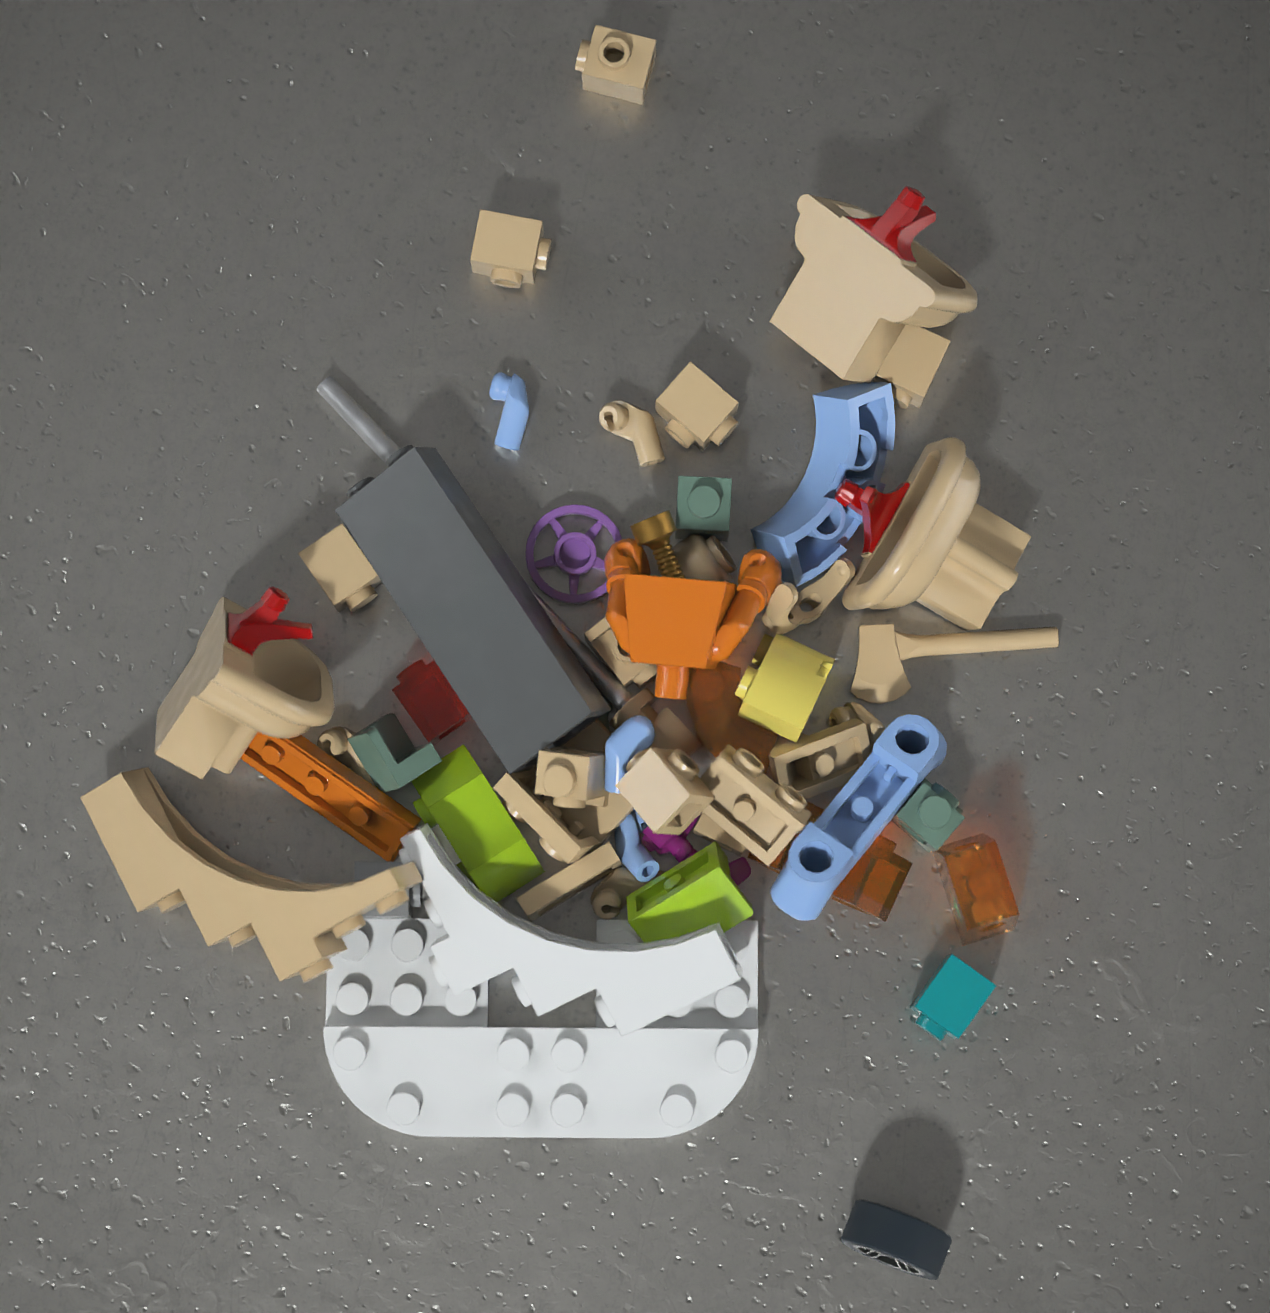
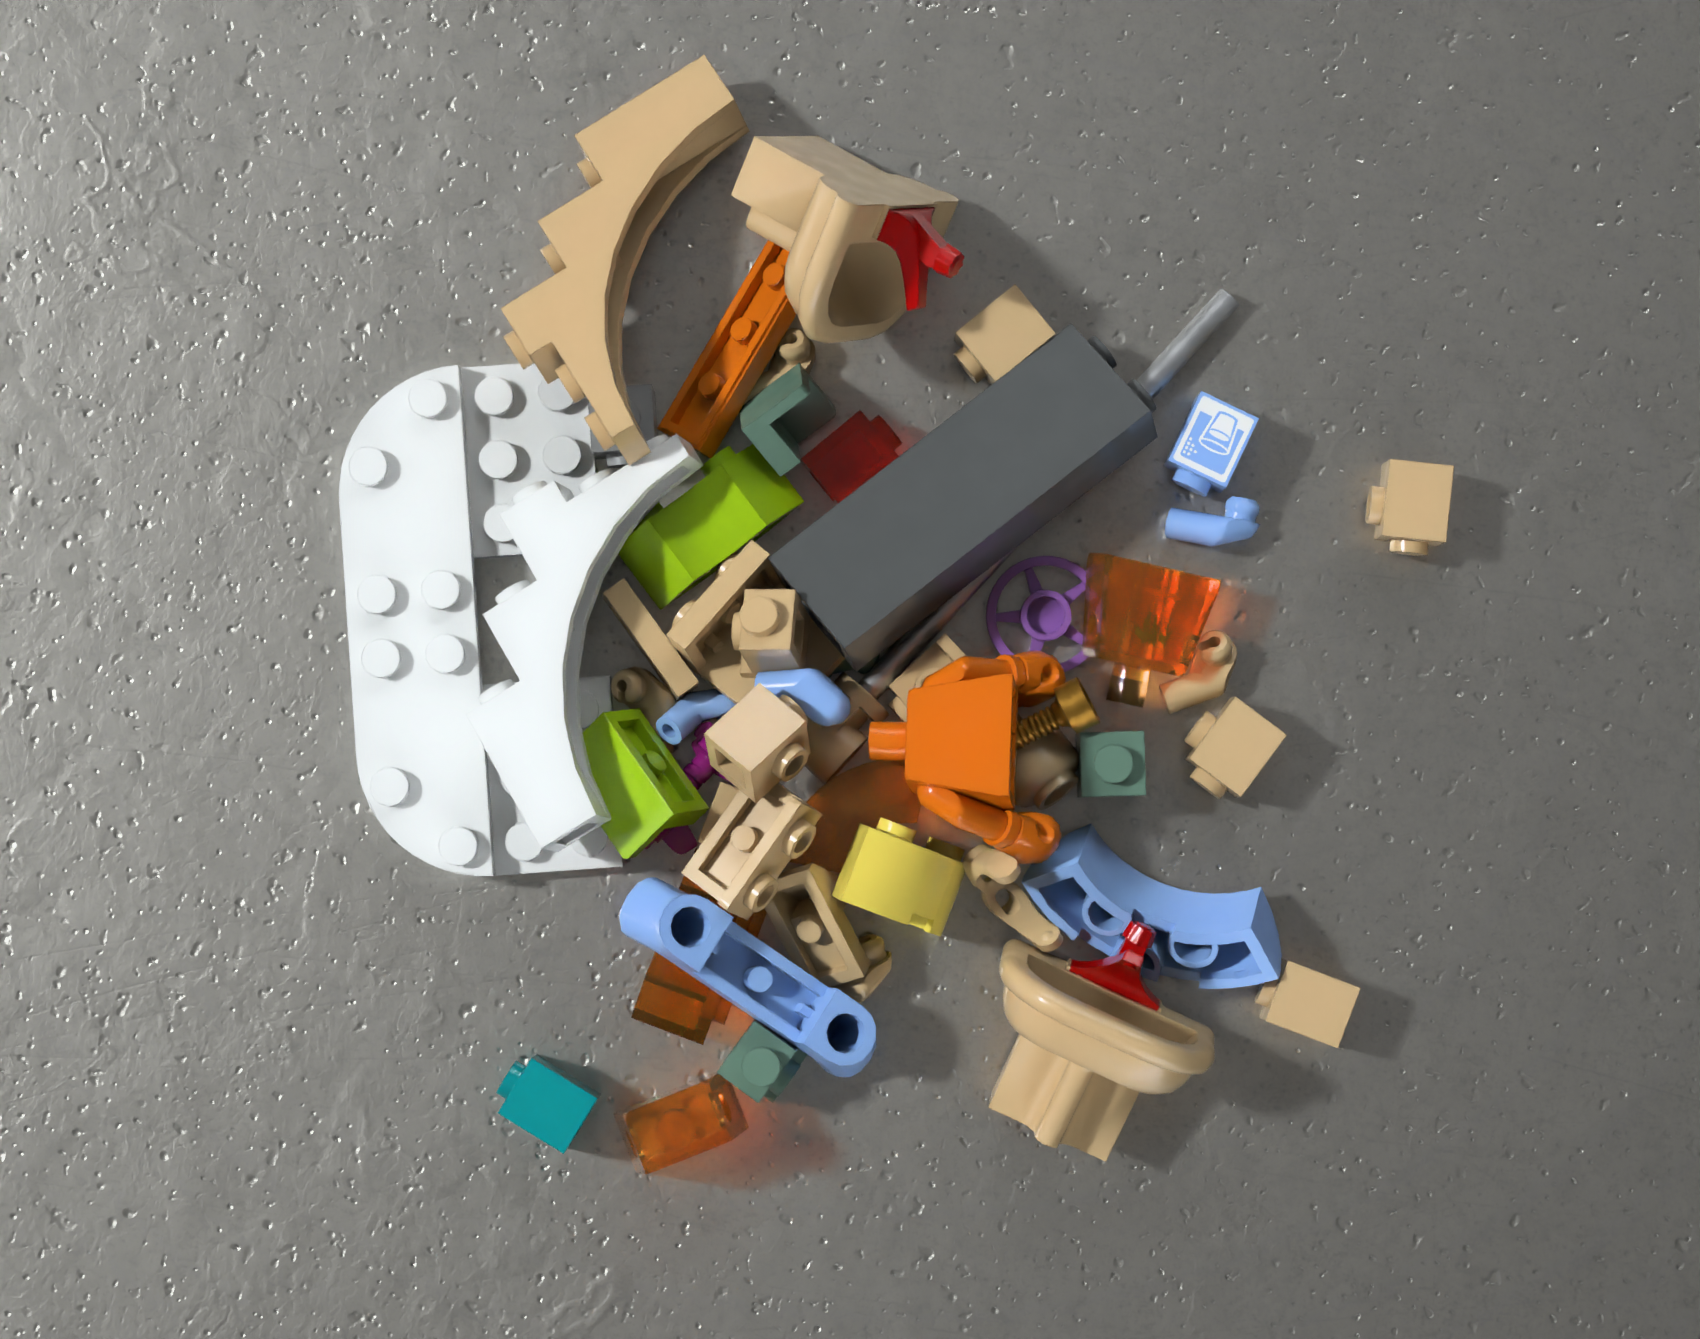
camera: 85 degrees right, 5 degrees up
(445, 407) = (1209, 445): none -> light blue brick
(586, 472) = (1142, 621): none -> clear orange torso
(616, 64) = (1653, 617): tan brick -> none
(866, 283) = (1399, 941): tan piece -> none
(879, 669) = (959, 990): tan piece -> none
(896, 1239) = (259, 1055): black wheel -> none

